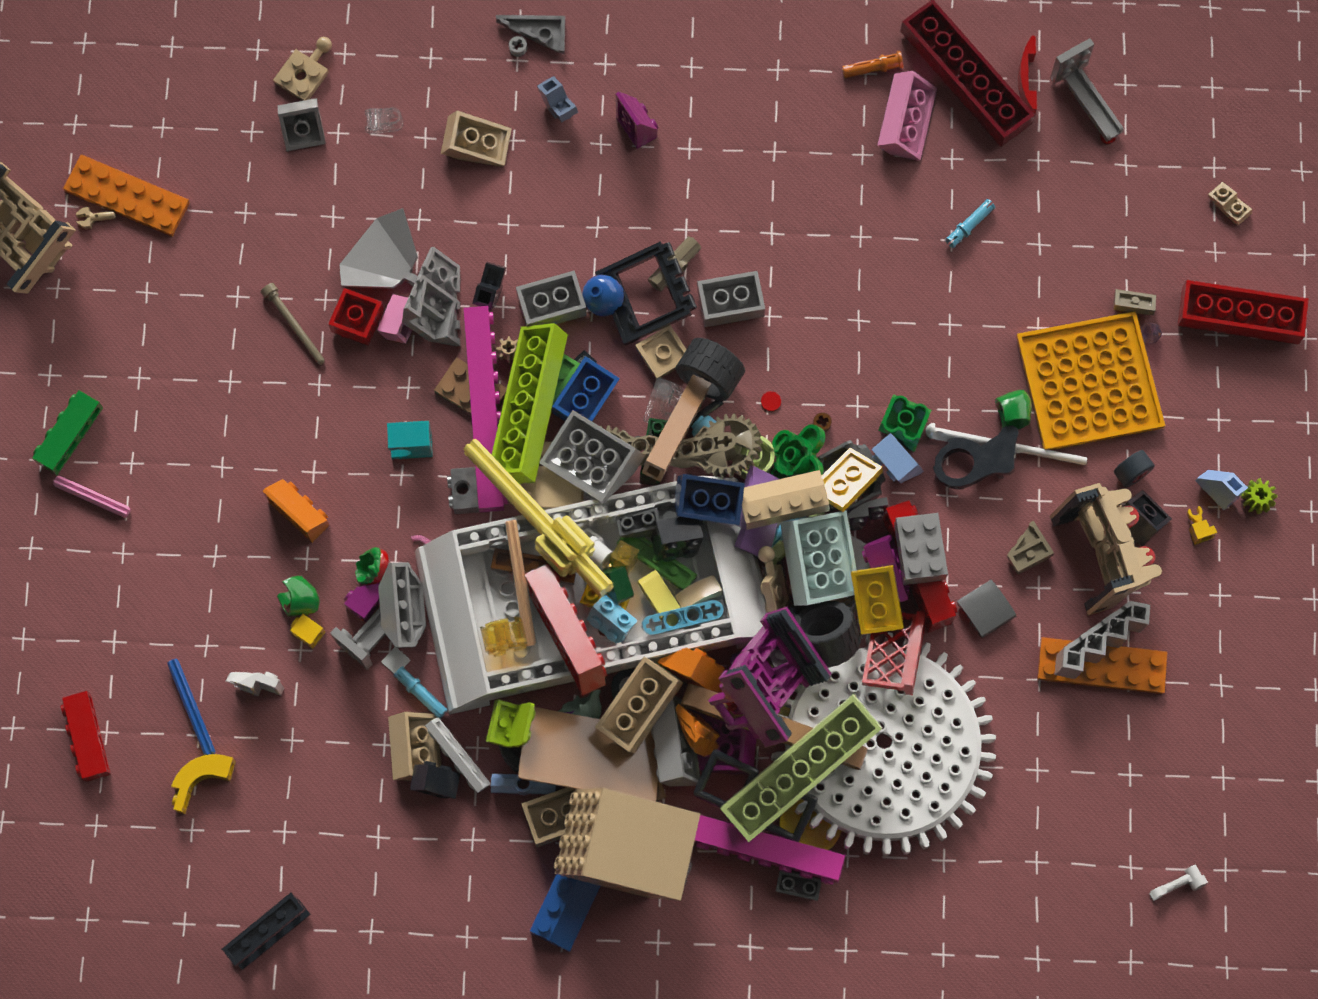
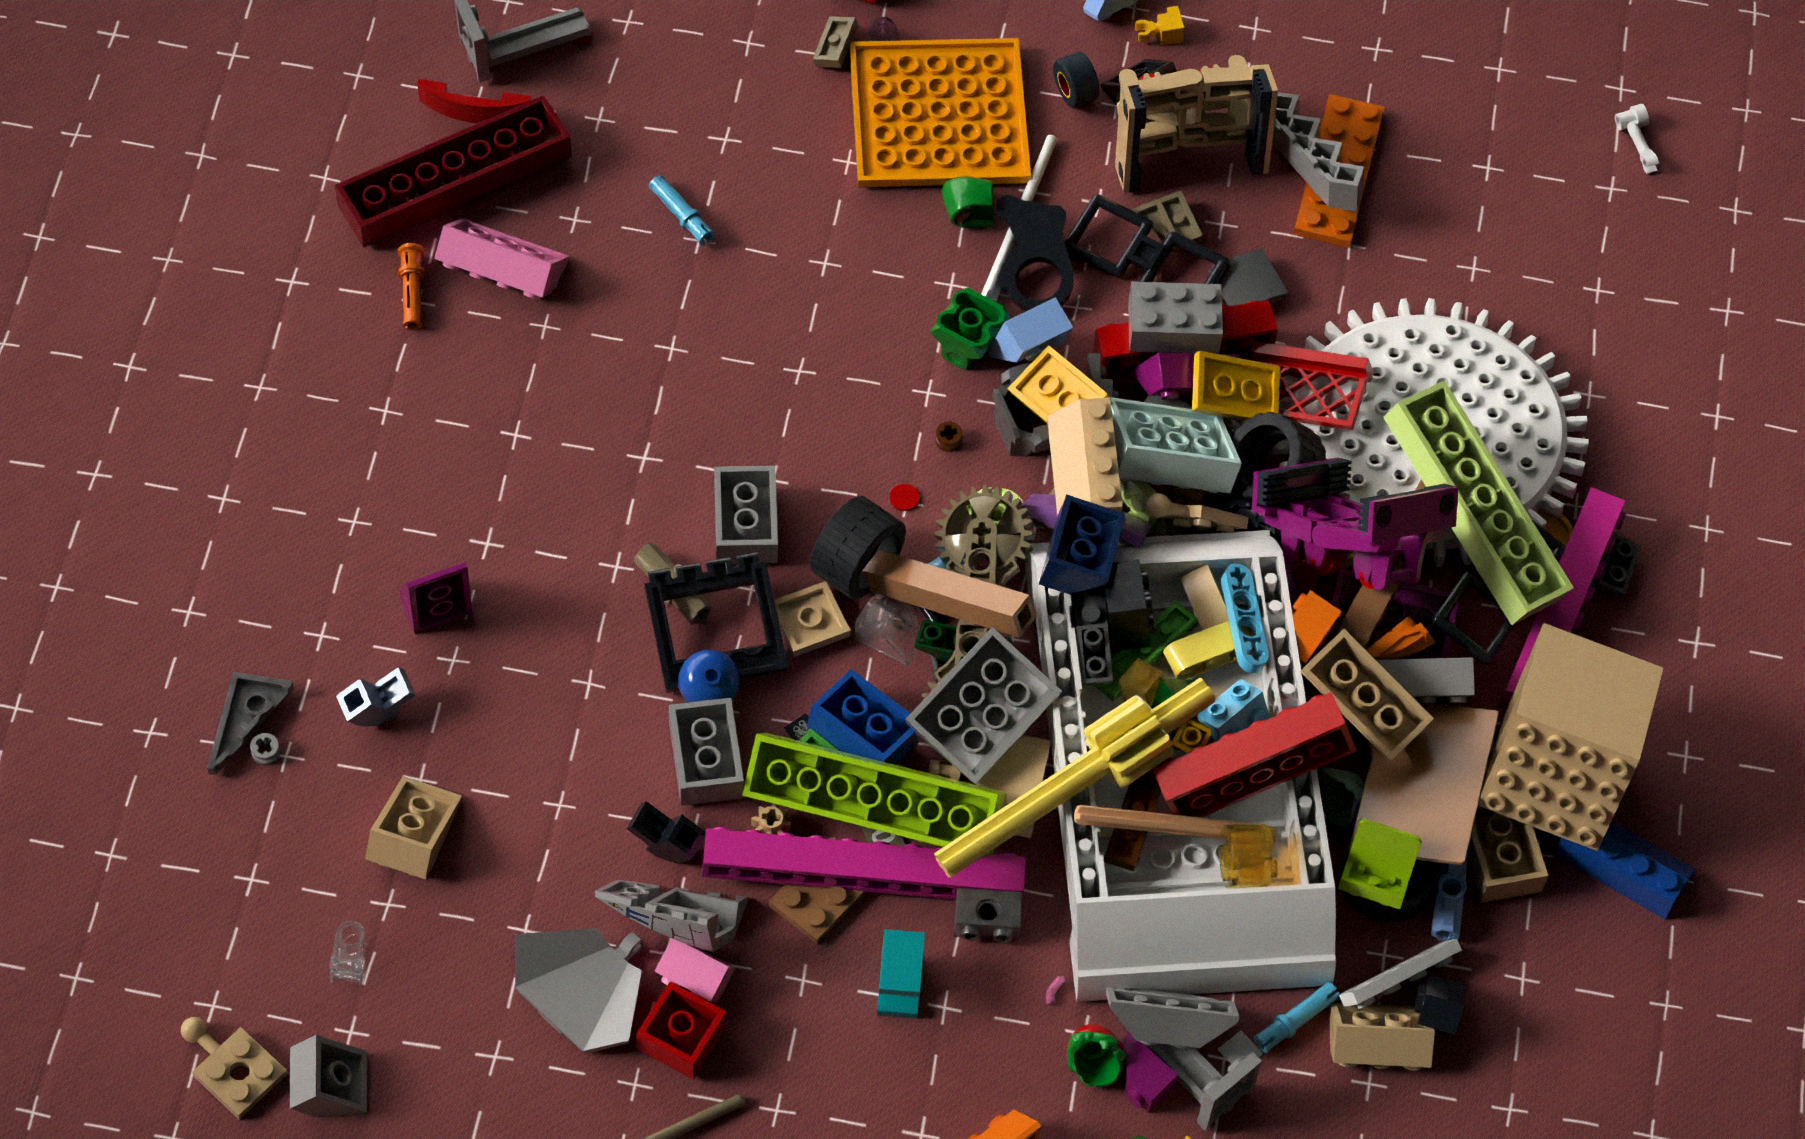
camera: 85 degrees left, 15 degrees down
(797, 453) = (992, 442): green plant -> none
(995, 535) = (1142, 250): none -> black bar

